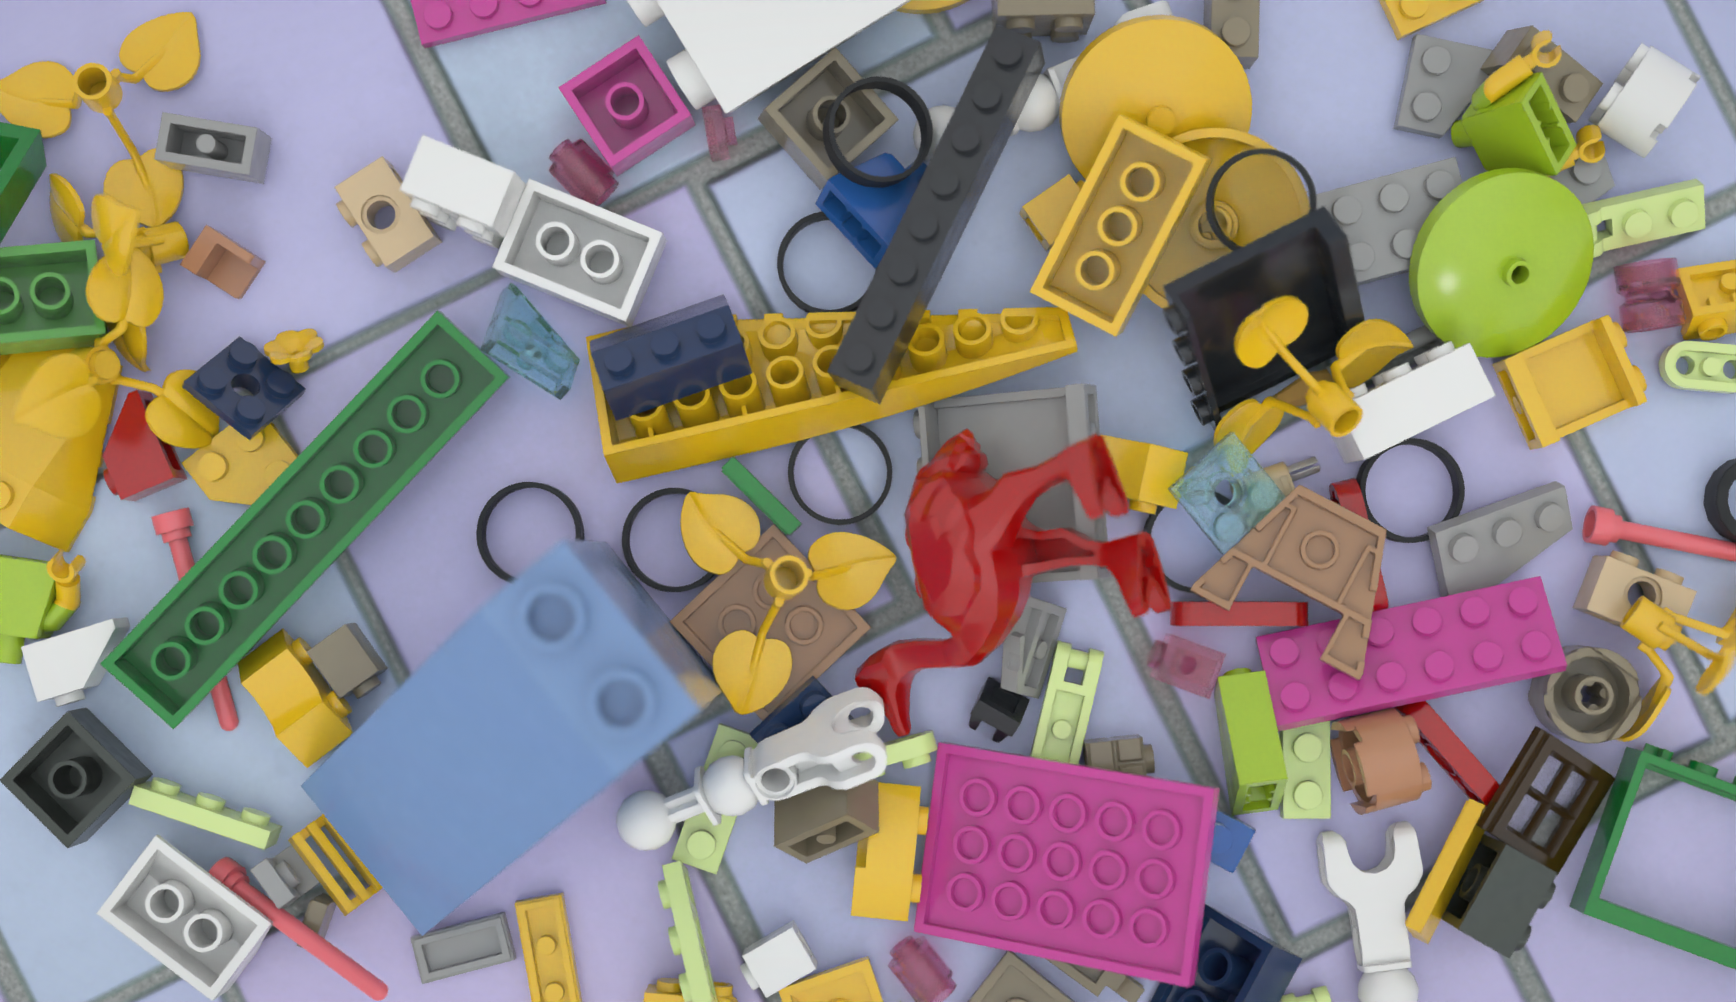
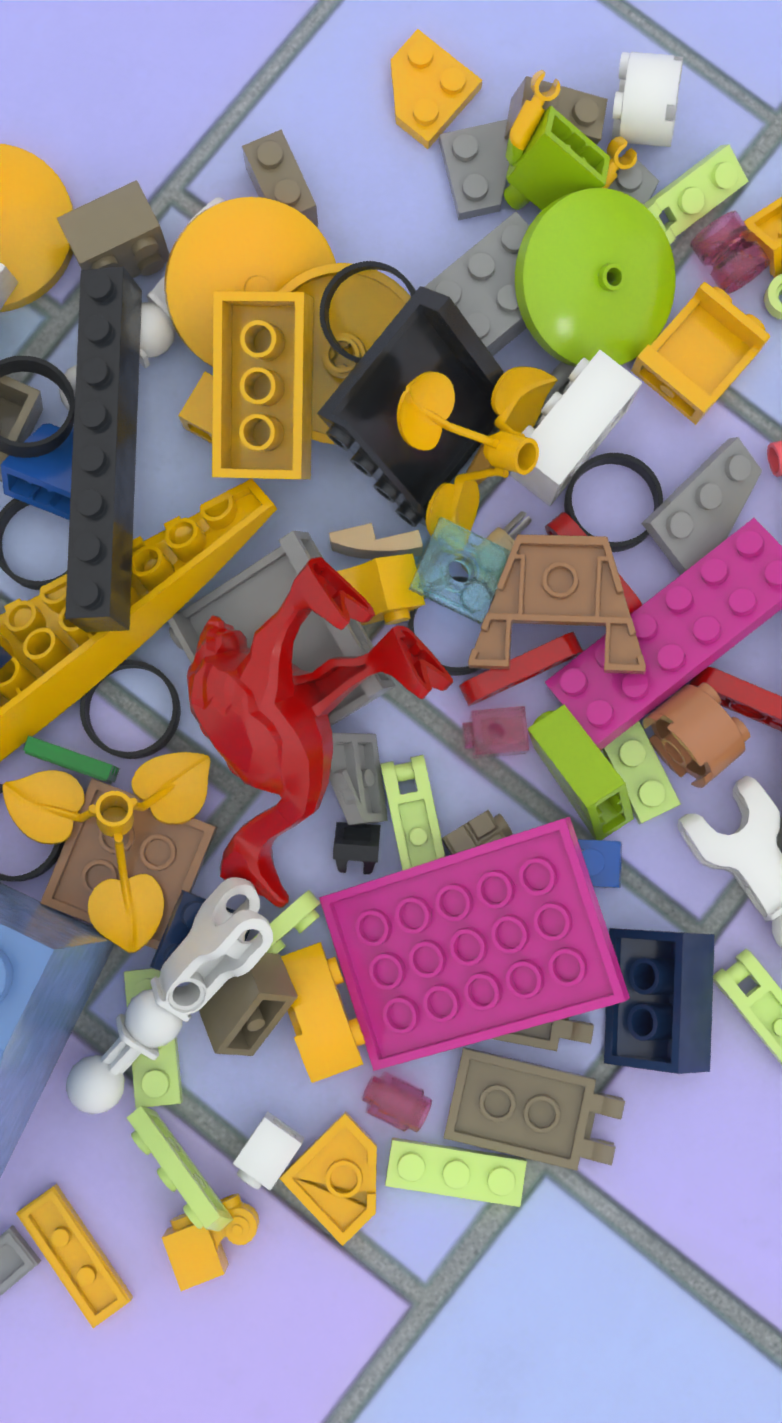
camera: 30 degrees left, 5 degrees down
(1145, 417) = (361, 543): none -> tan slope

